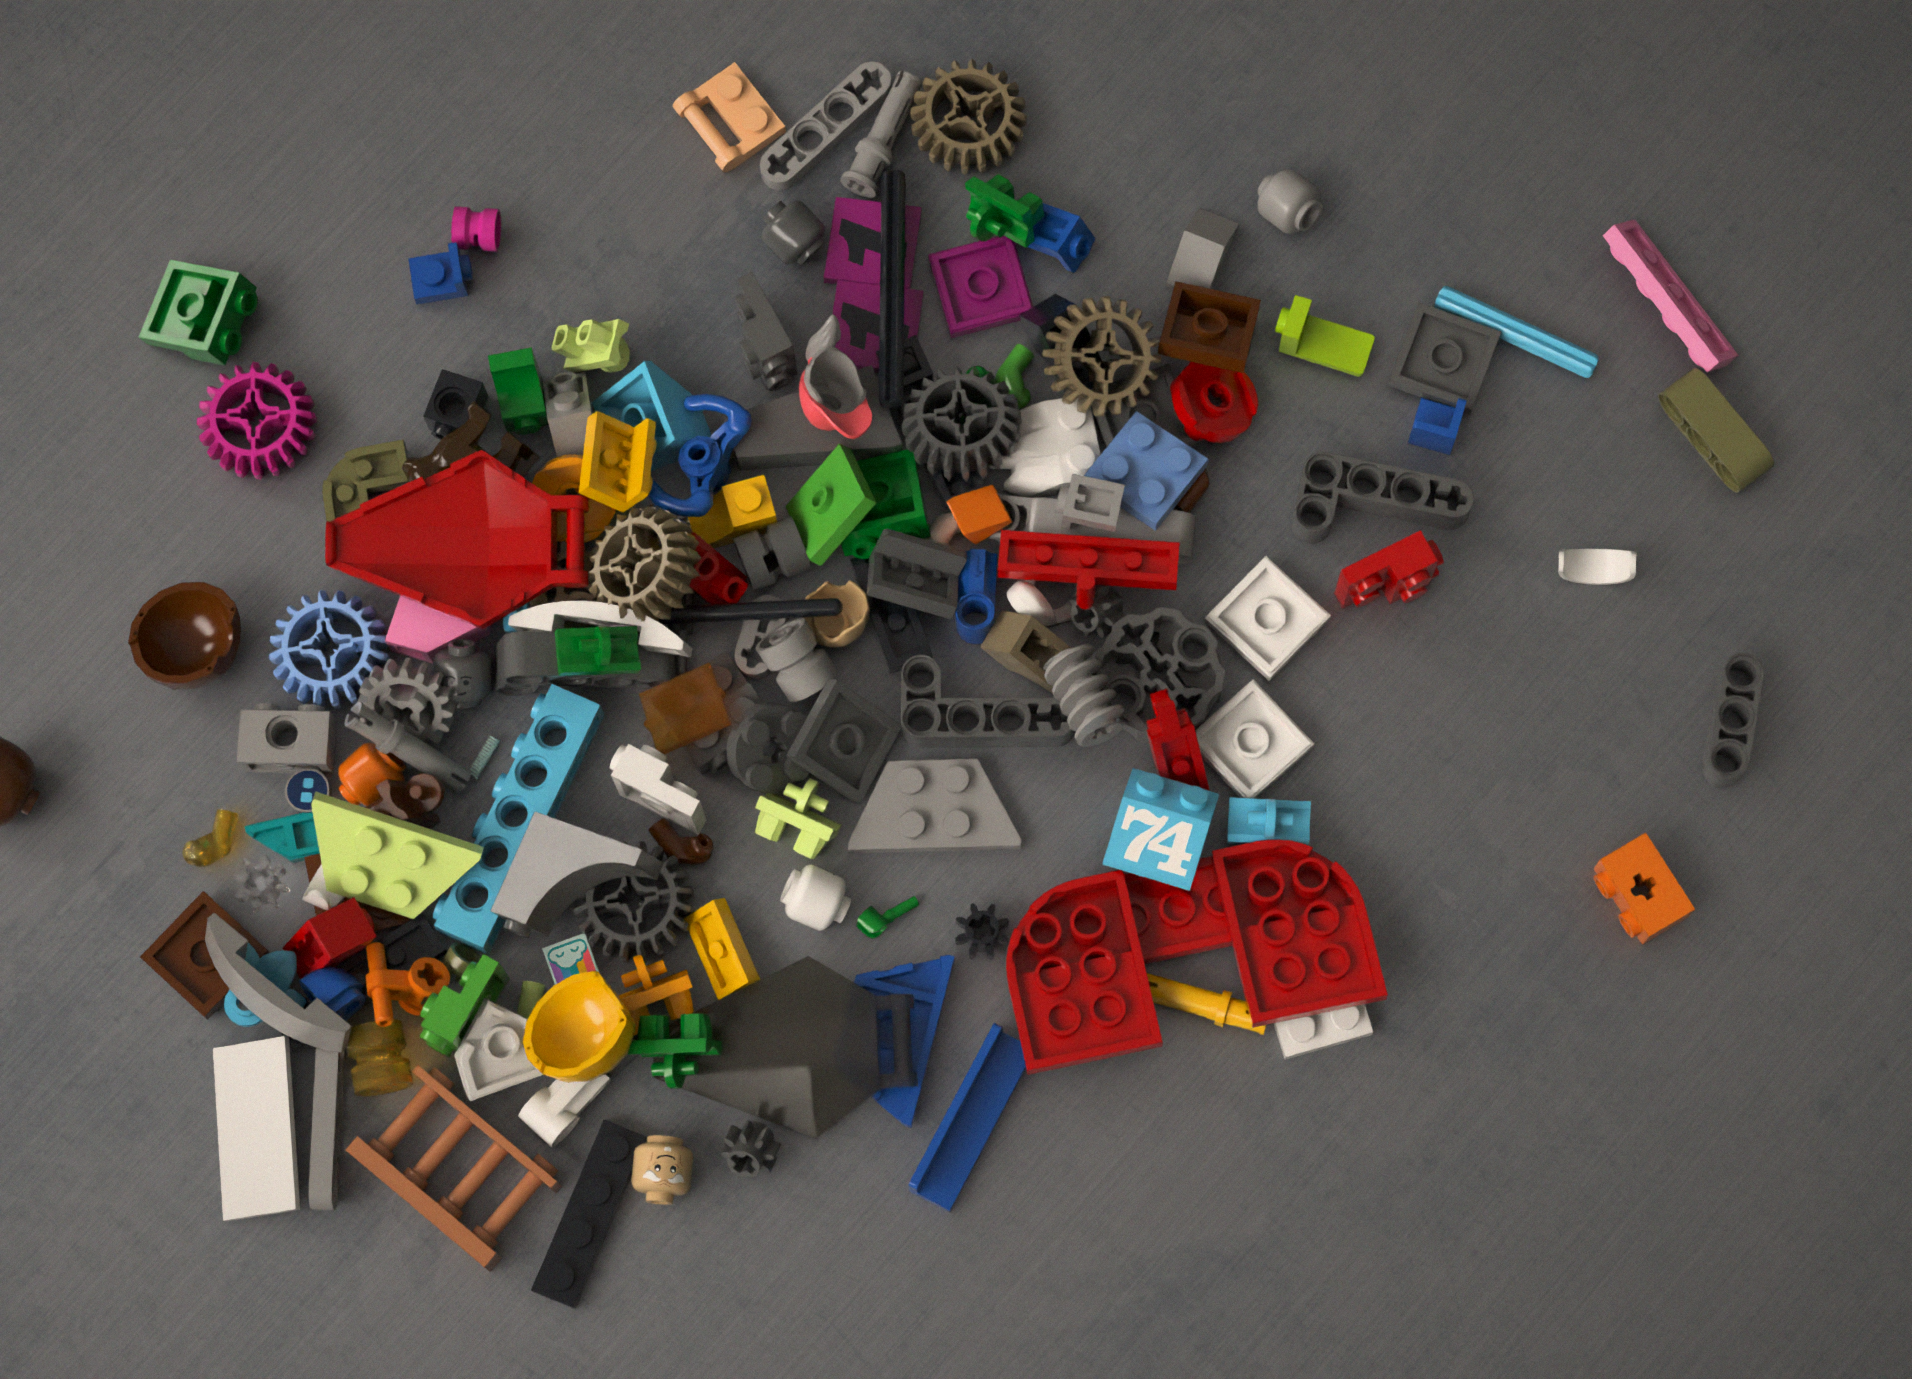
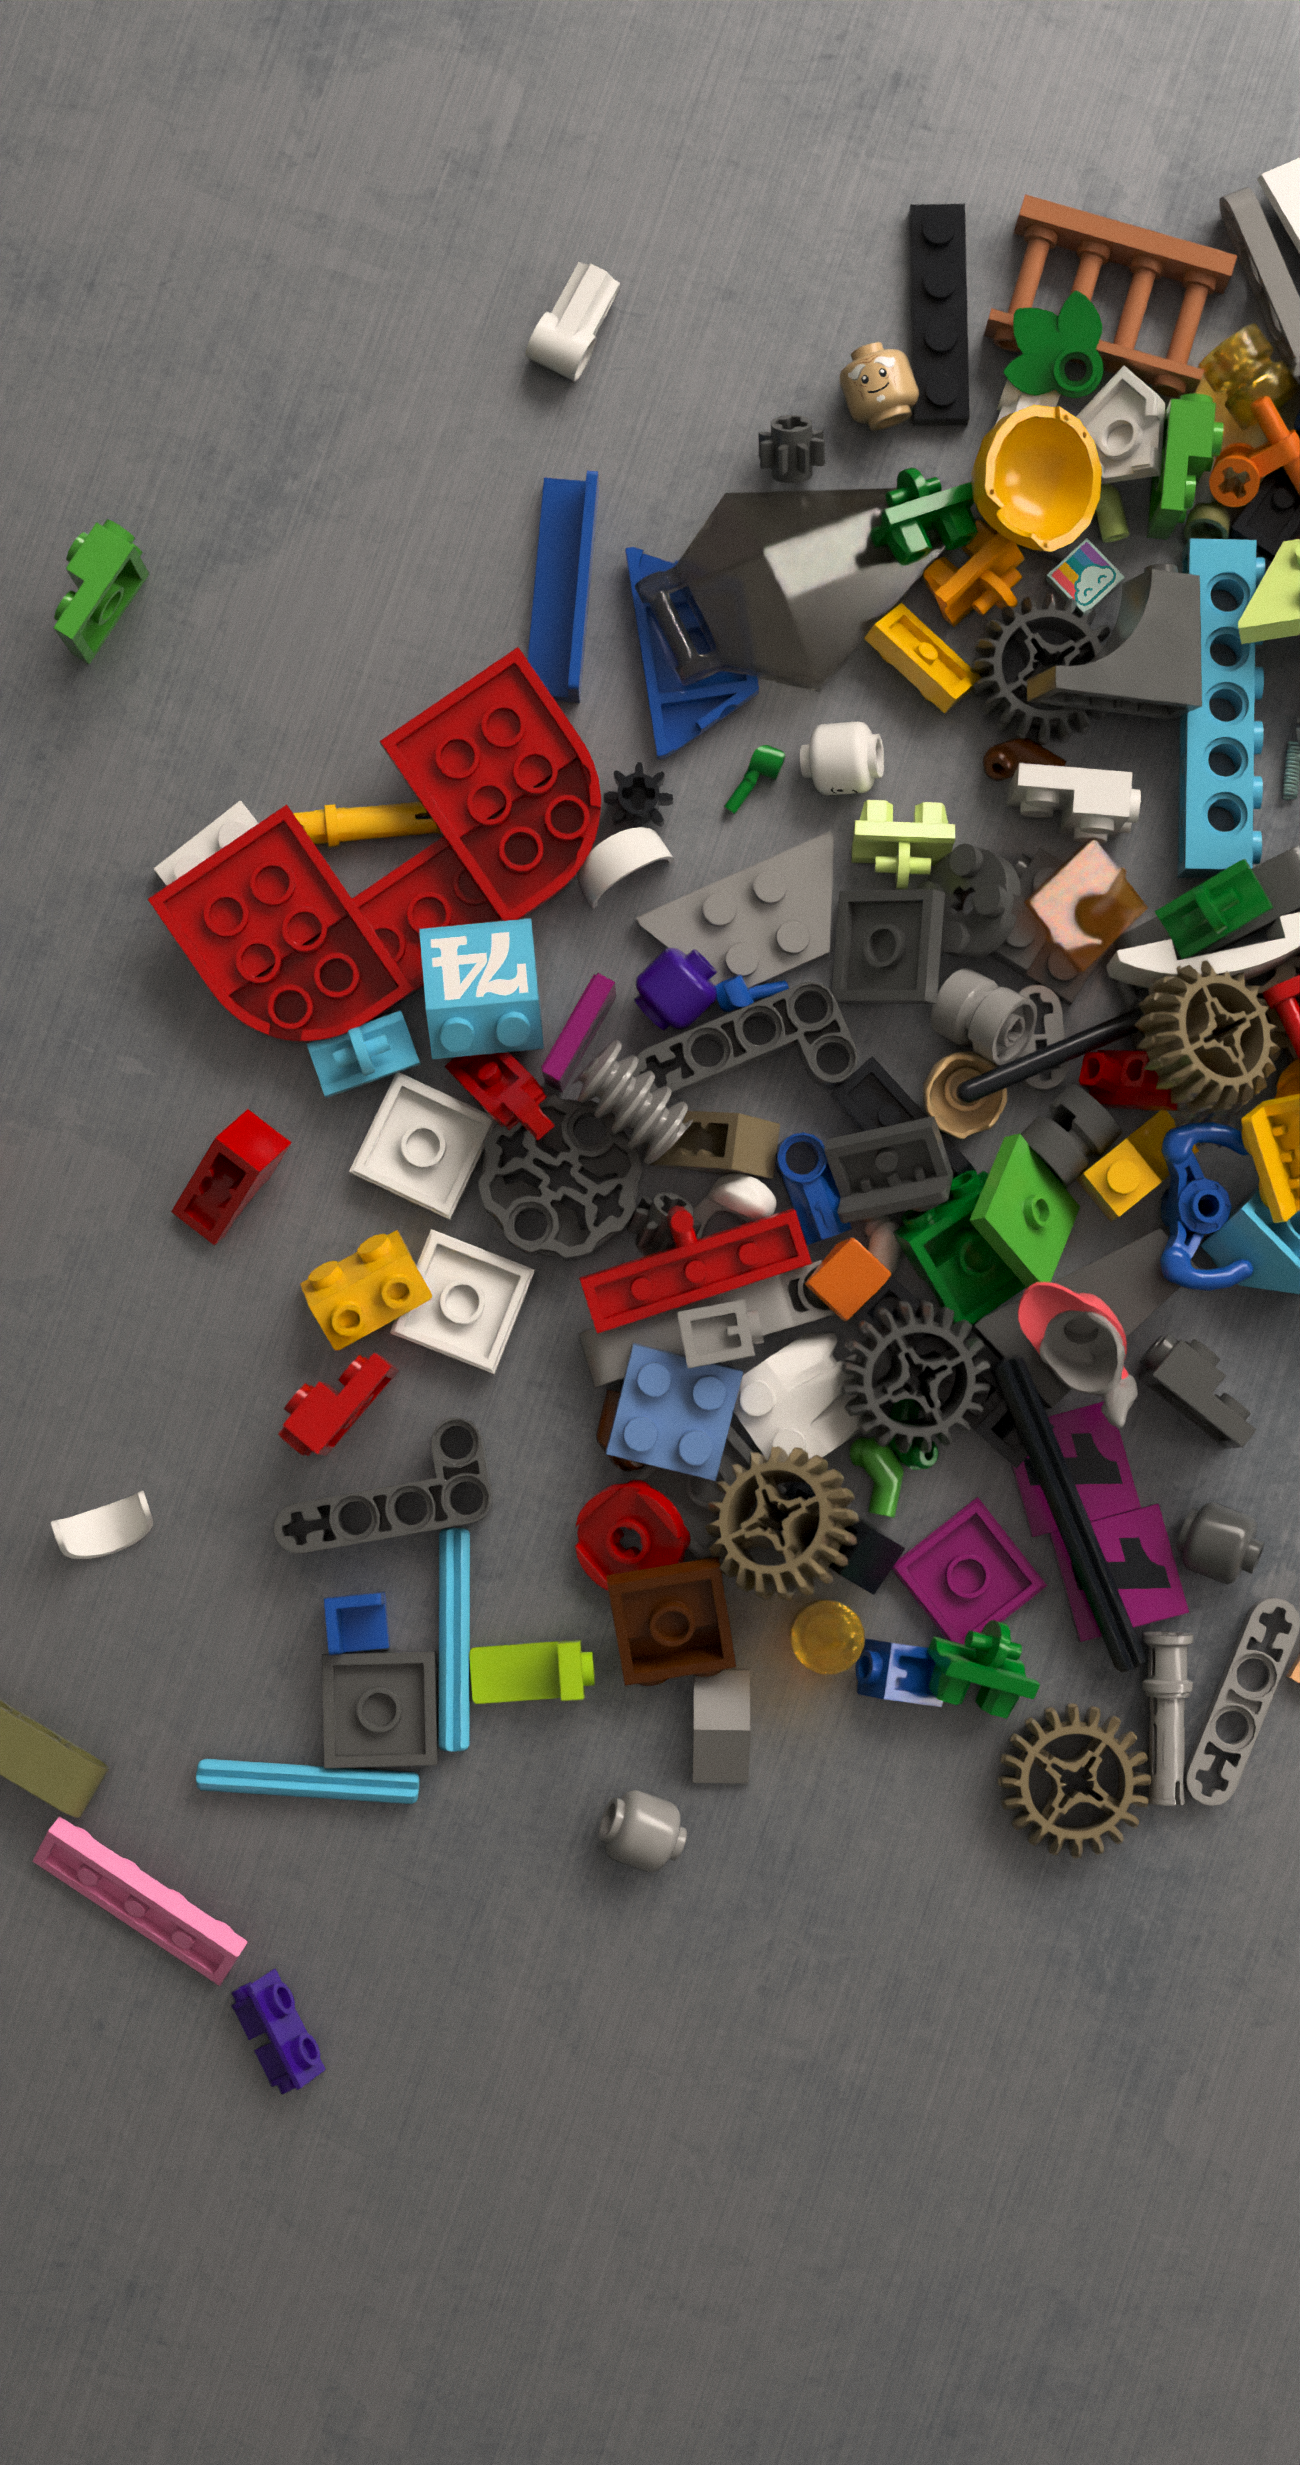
camera: 155 degrees right, 10 degrees up
(518, 1138) = (1051, 342): none -> green plate
(882, 1317) = (567, 334): none -> white piece
(970, 752) = (735, 994): none -> blue hand
(1013, 884) = (618, 858): none -> white helmet
(1014, 775) = (676, 988): none -> dark purple head
(1098, 281) = (826, 1636): none -> clear yellow wheel
(1101, 768) = (578, 1032): none -> magenta tile
(1325, 1265) = (107, 578): none -> bright green plate
(1336, 653) = (365, 1289): none -> yellow bracket
(1372, 382) = (454, 1639): none -> medium azure axle
(1403, 775) = (230, 1175): none -> red arch
(1601, 154) = (292, 2053): none -> dark purple hinge

